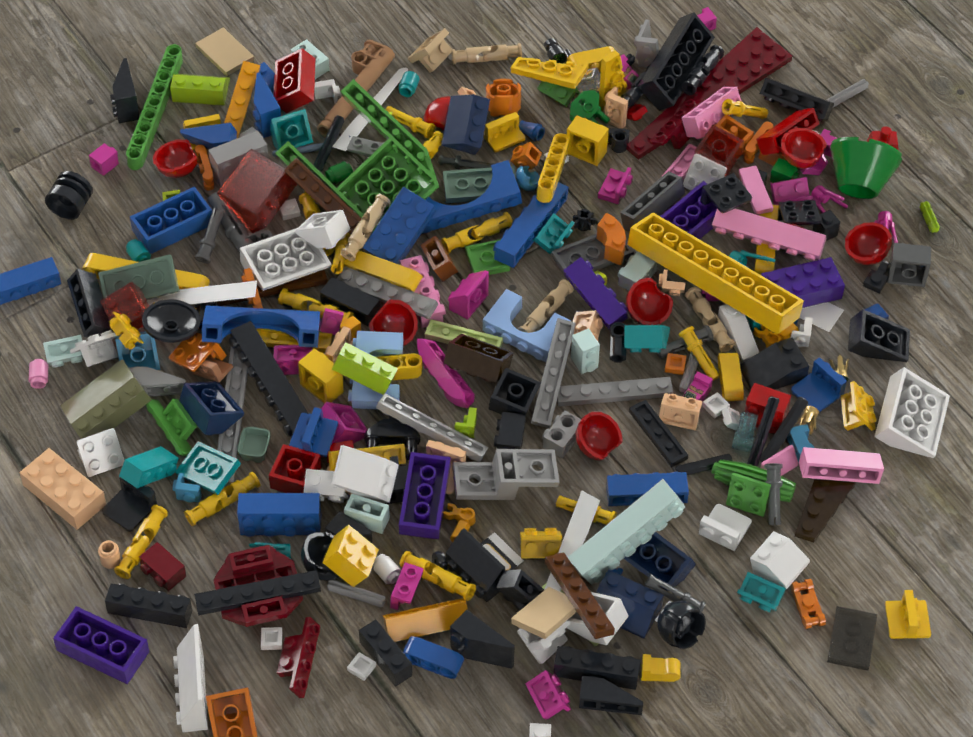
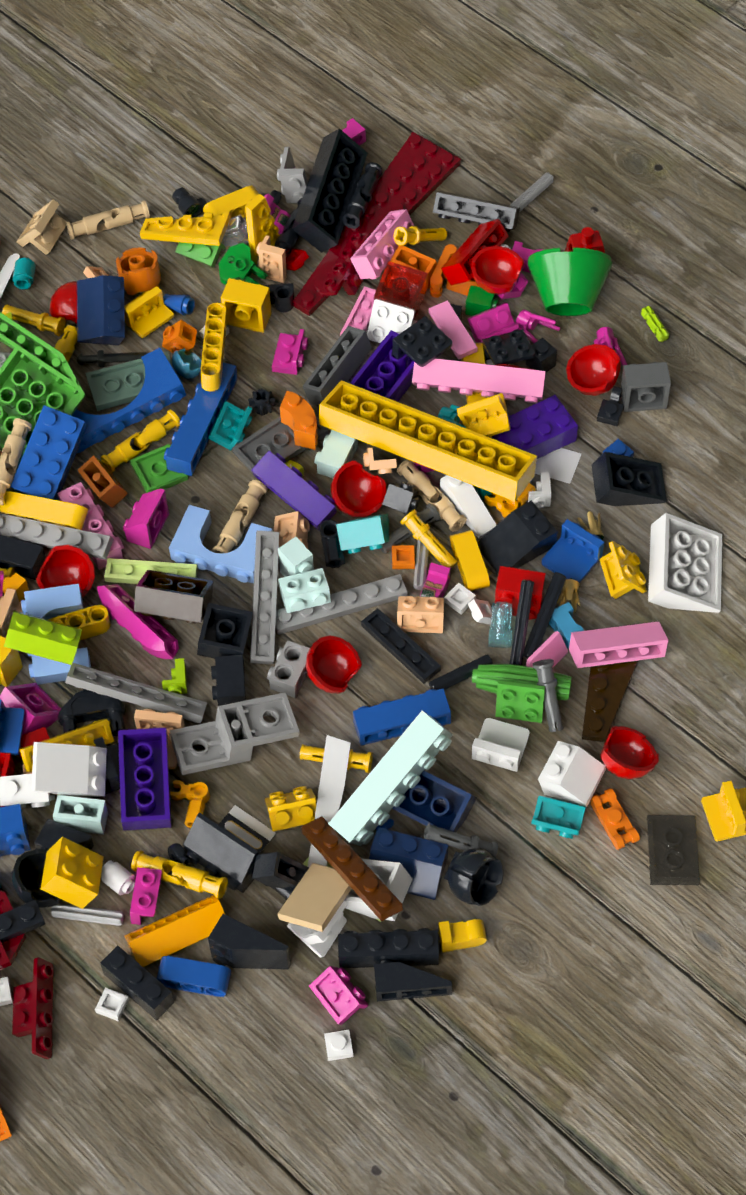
camera: 10 degrees left, 5 degrees up
(587, 373) = (308, 591): none -> light aqua brick
(684, 315) = (401, 497): none -> brick
(768, 262) = (486, 416): none -> yellow bracket
(830, 553) = (628, 753): none -> red cylinder

